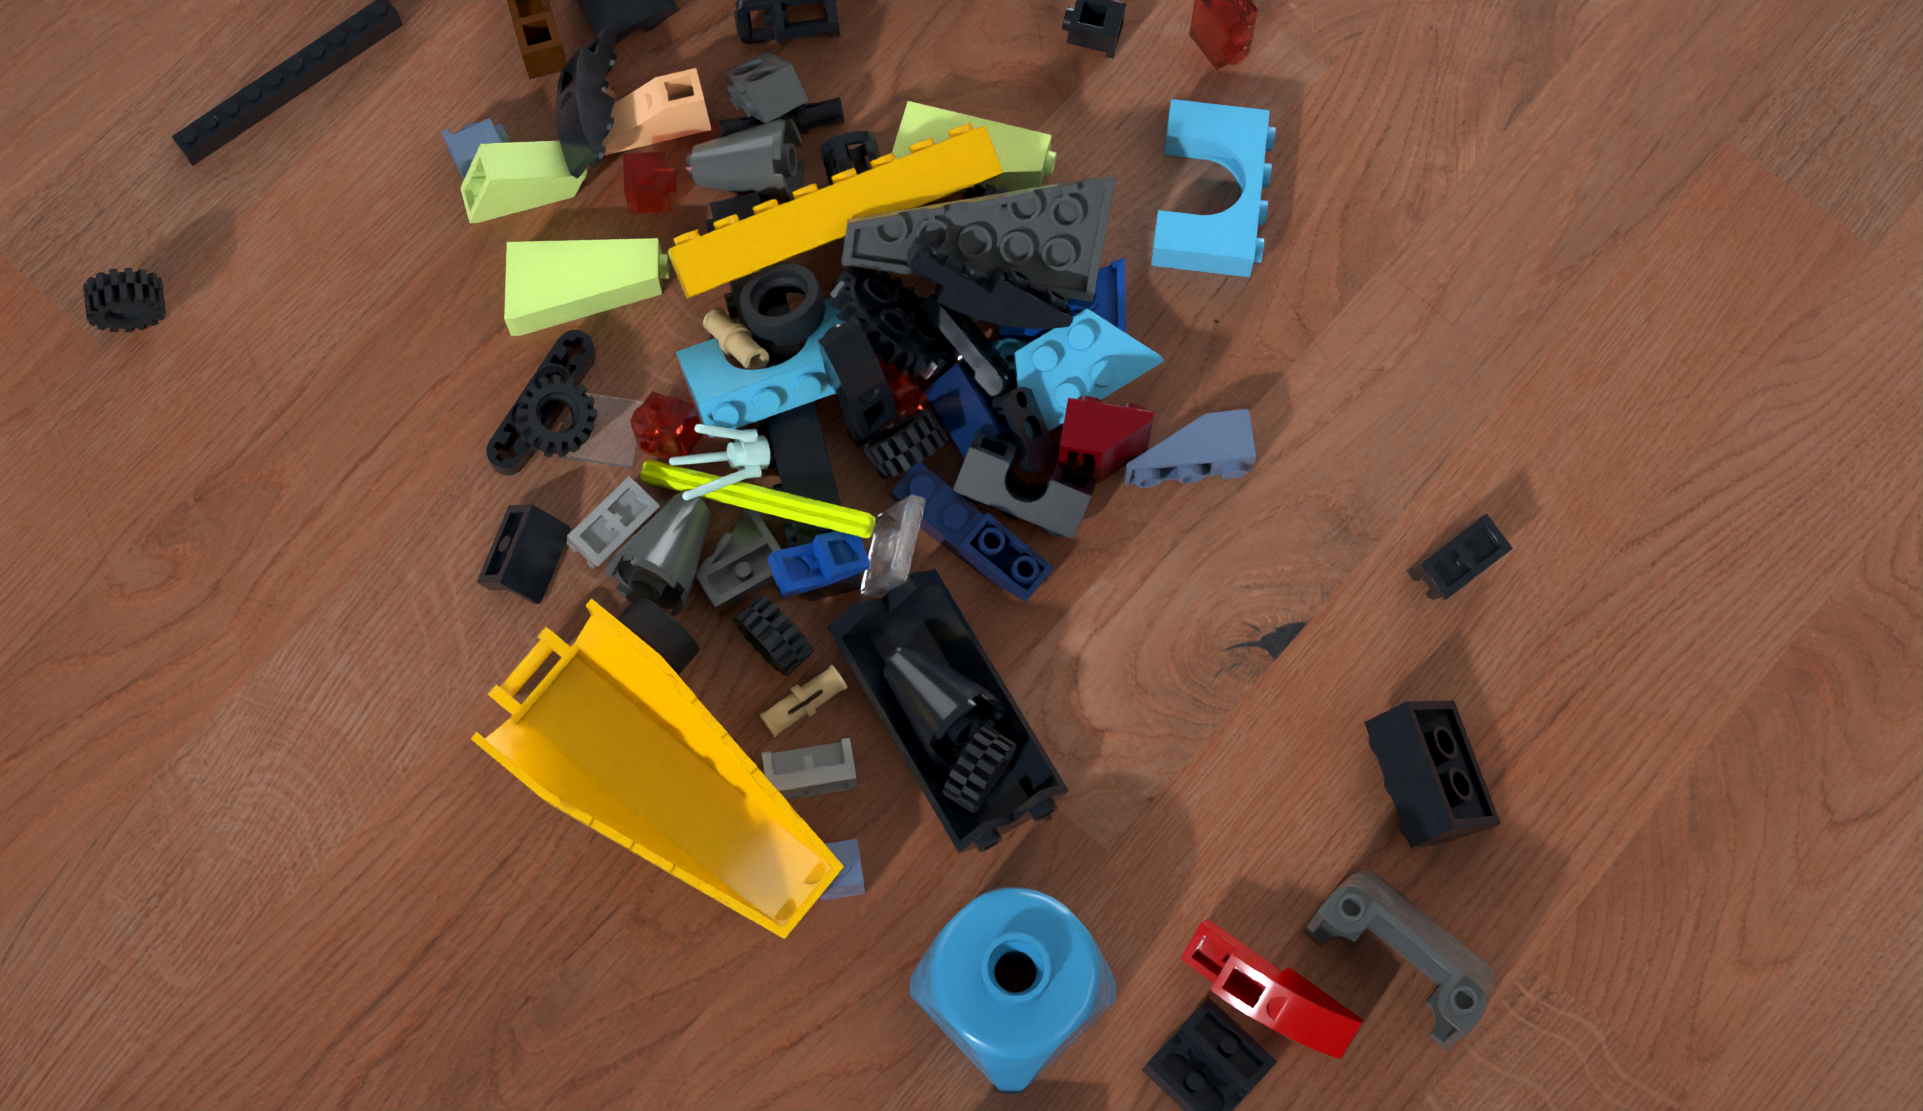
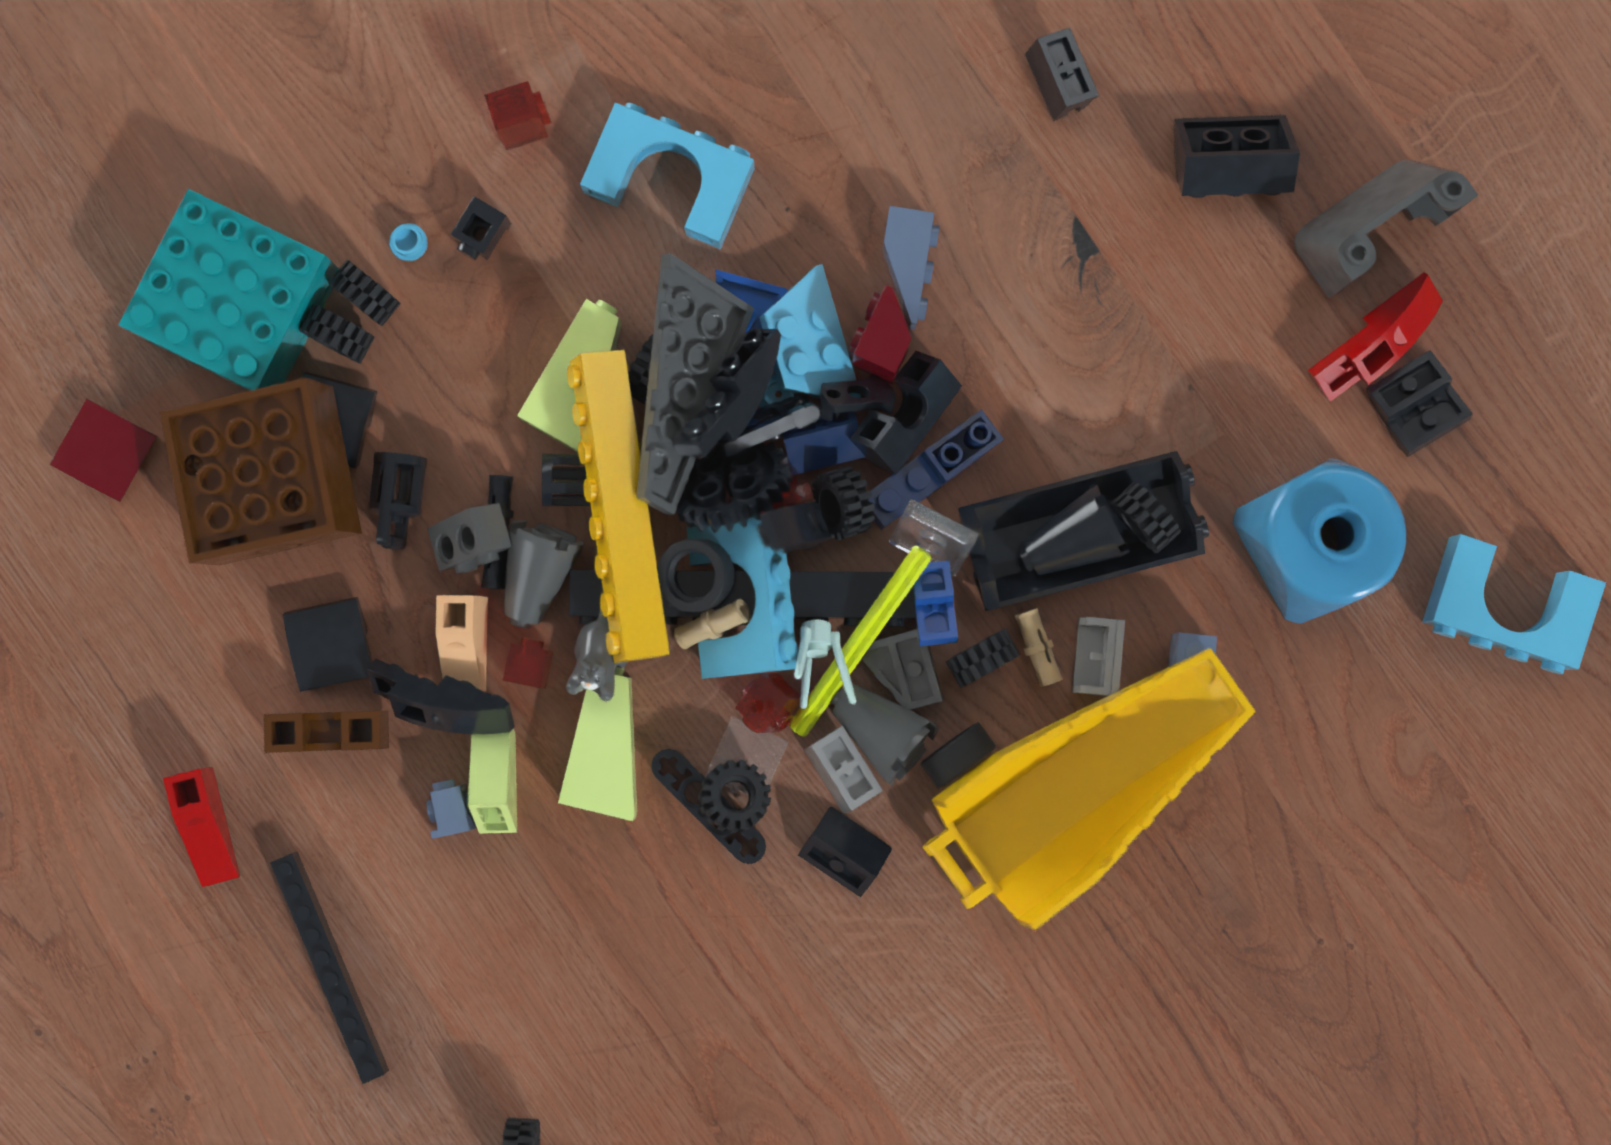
camera: 75 degrees left, 15 degrees up
(655, 235) = (594, 664): none -> dark grey animal

